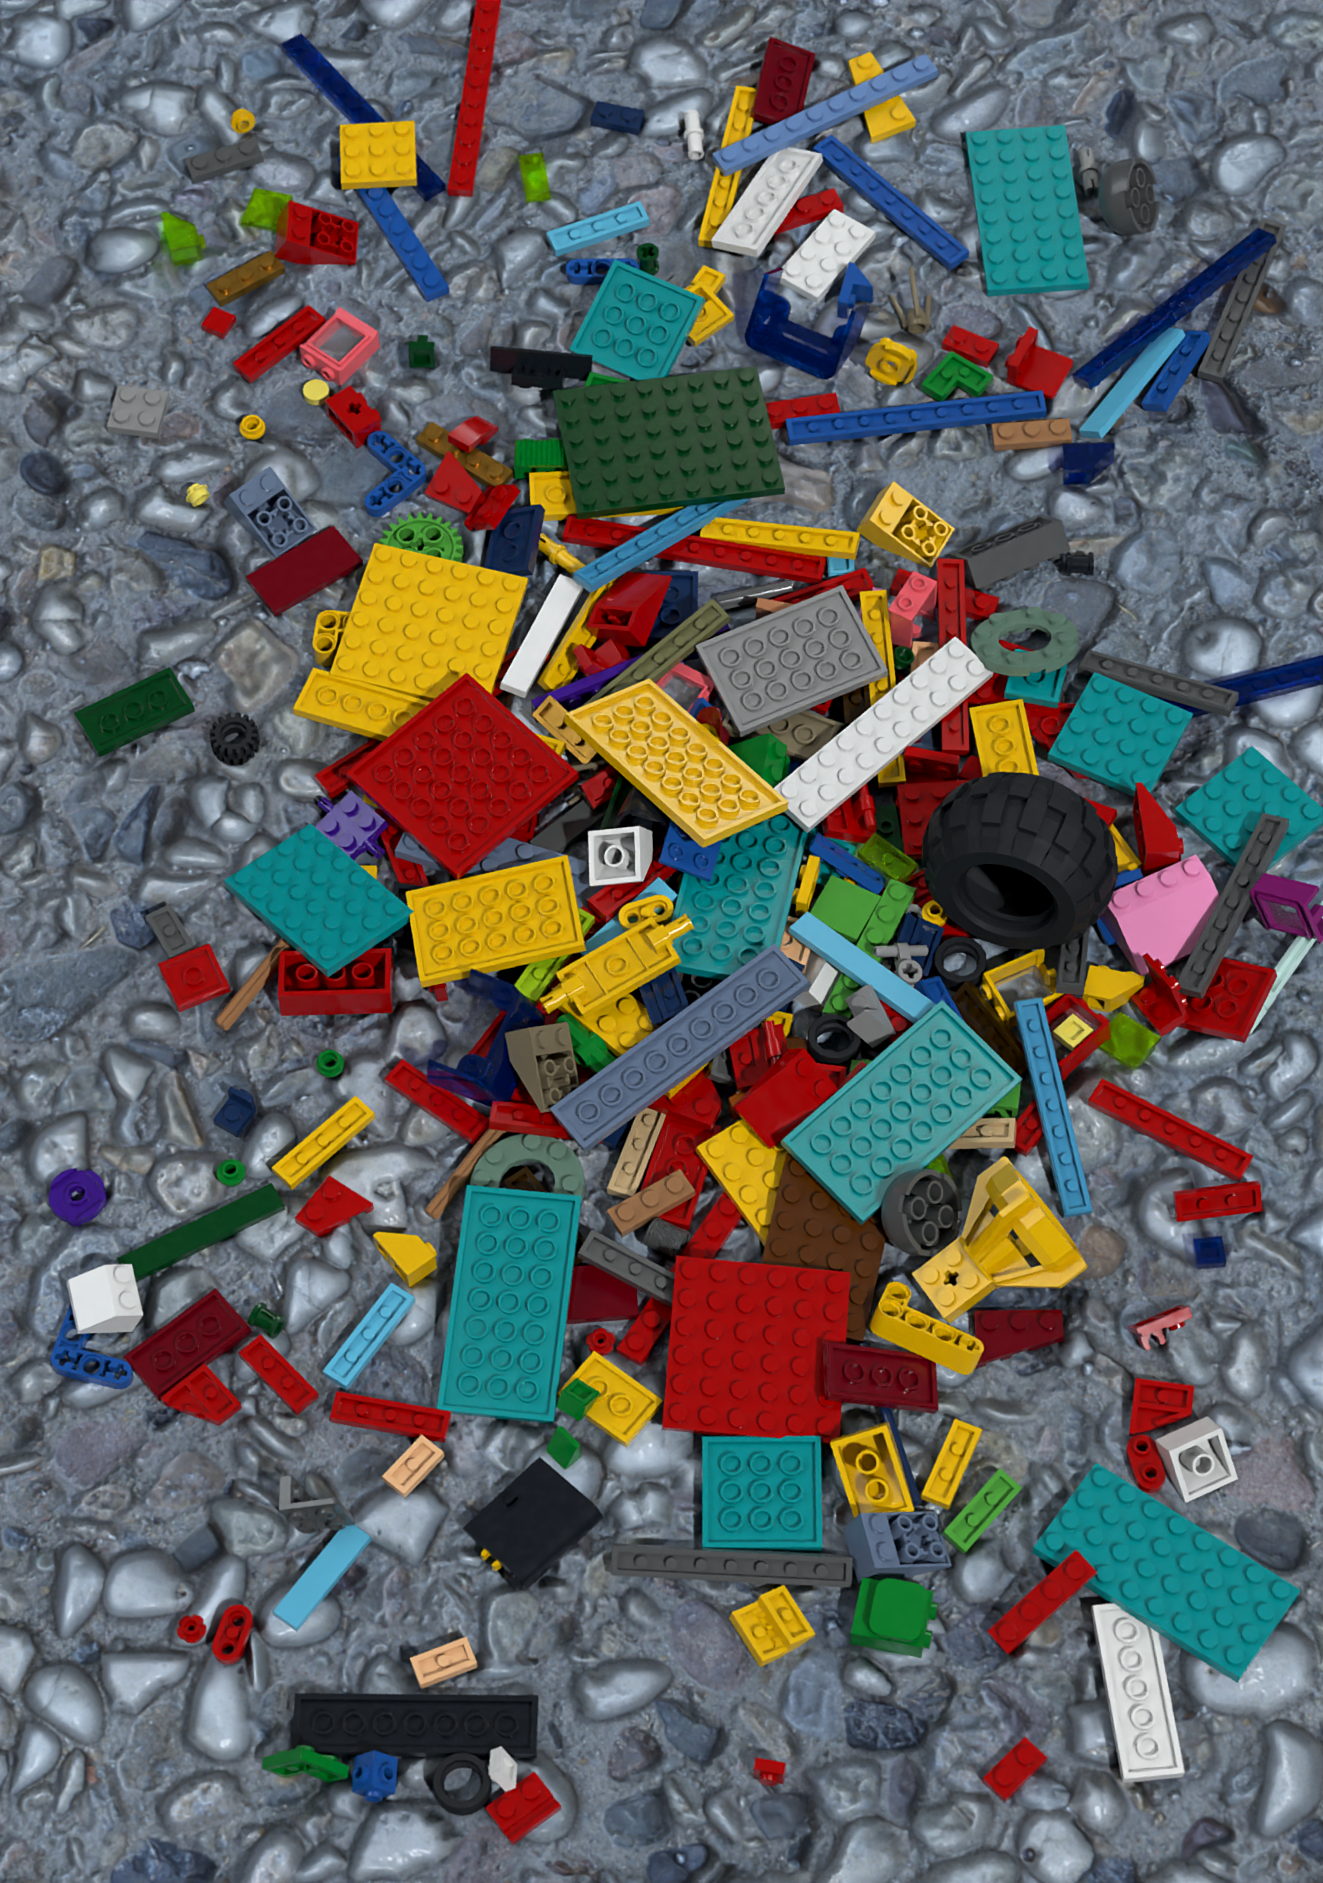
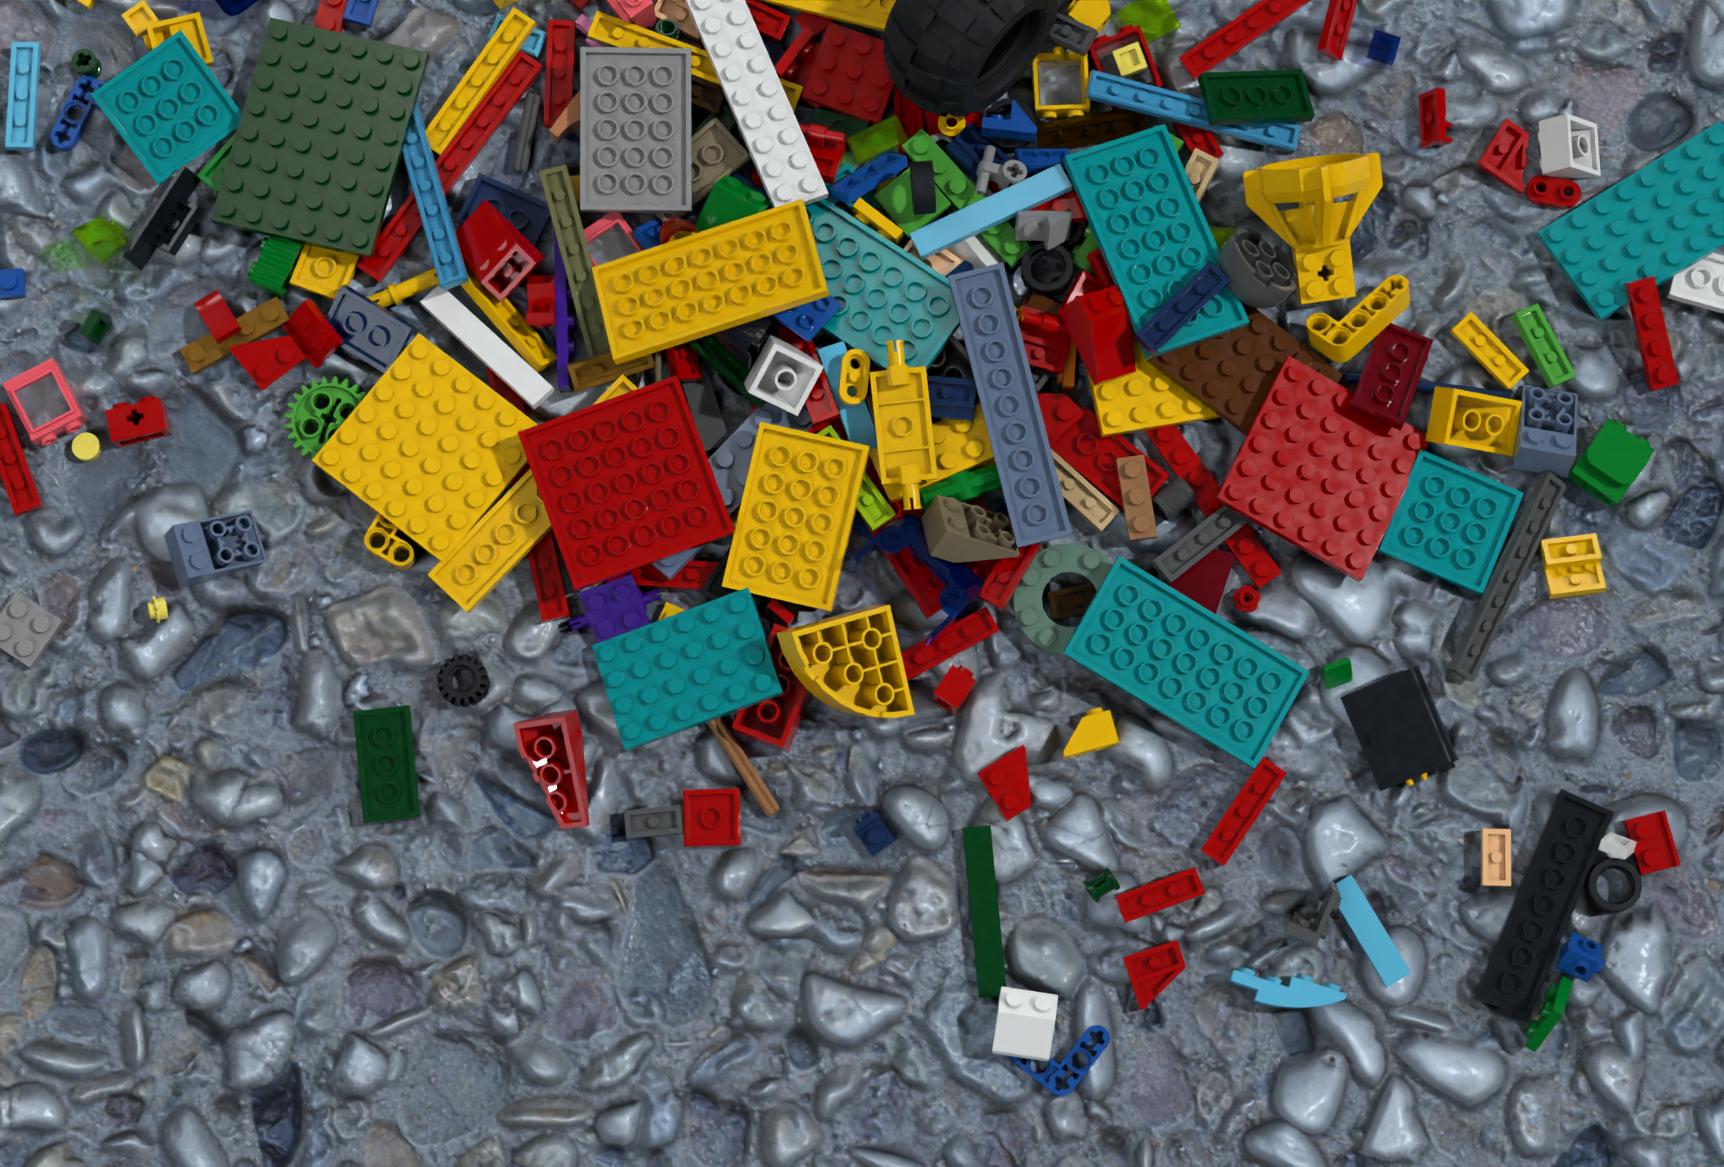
camera: 70 degrees left, 20 degrees up
(77, 1211) = (912, 1019): dark purple plate -> none
(187, 1343) = (1091, 966): dark red tile -> none
(195, 1635) = (1365, 1064): red plate -> none
(198, 834) = (556, 757): none -> red wedge
(229, 1522) = (1297, 994): none -> medium azure slope
(231, 1635) = (1394, 1029): red plate -> none
(234, 1179) = (927, 867): green plate -> none
(249, 422) = (94, 519): yellow plate -> none
(304, 571) = (296, 540): dark red tile -> none
(323, 1142) = (941, 764): yellow plate -> none
(326, 1057) = (859, 737): green plate -> none
(369, 1336) = (1155, 800): medium azure plate -> none
(378, 1016) = (851, 662): none -> yellow brick
(396, 1118) = (954, 689): none -> red brick
(400, 476) = (230, 404): blue beam -> none
(406, 958) = (781, 612): none -> red tile
(413, 1466) = (1299, 811): light nougat plate -> none
(462, 1174) = (1025, 652): medium nougat axle -> none
(498, 323) = (100, 238): none -> clear neon green slope
(577, 1399) = (1301, 641): green slope -> none
(623, 1402) = (1306, 613): yellow plate -> none
(769, 1771) = (1707, 624): red plate -> none
(841, 1148) = (1181, 308): none -> dark blue plate
(853, 900) = (923, 187): none -> black tyre
(955, 957) = (1018, 127): none -> blue slope
(1015, 1331) = (1386, 242): dark red wing -> none
(1094, 1153) = (1255, 97): none -> dark green plate

